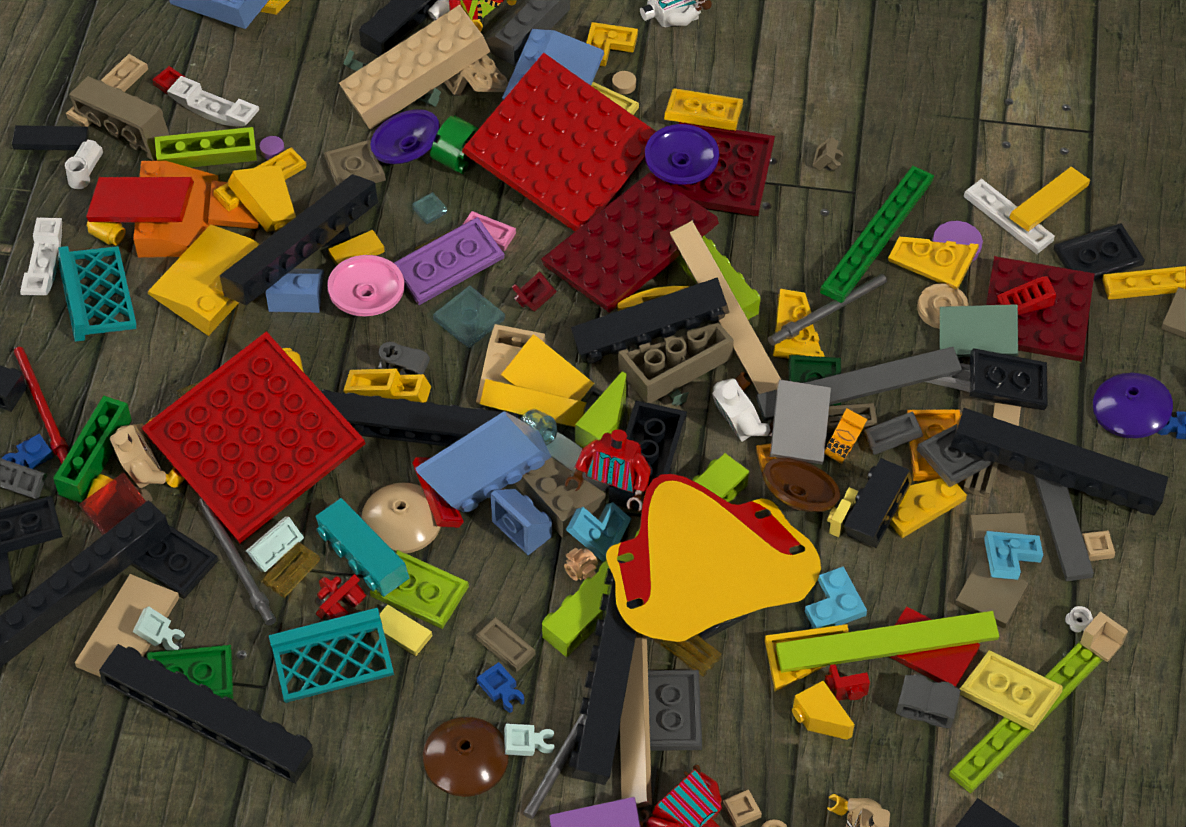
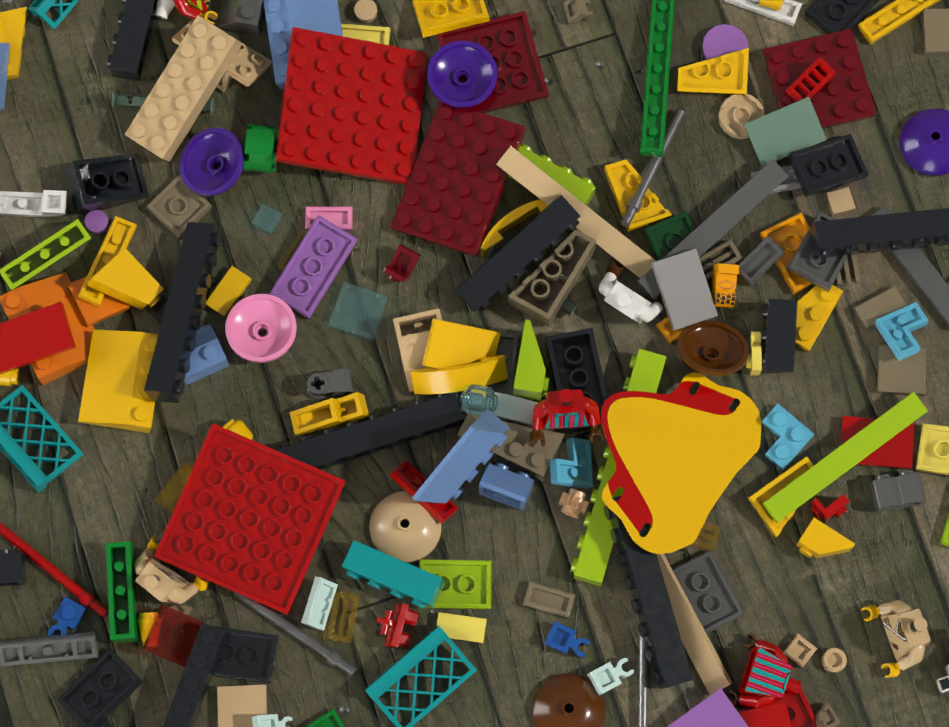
camera: 25 degrees left, 20 degrees up
(299, 117) = (105, 182): none -> black slope

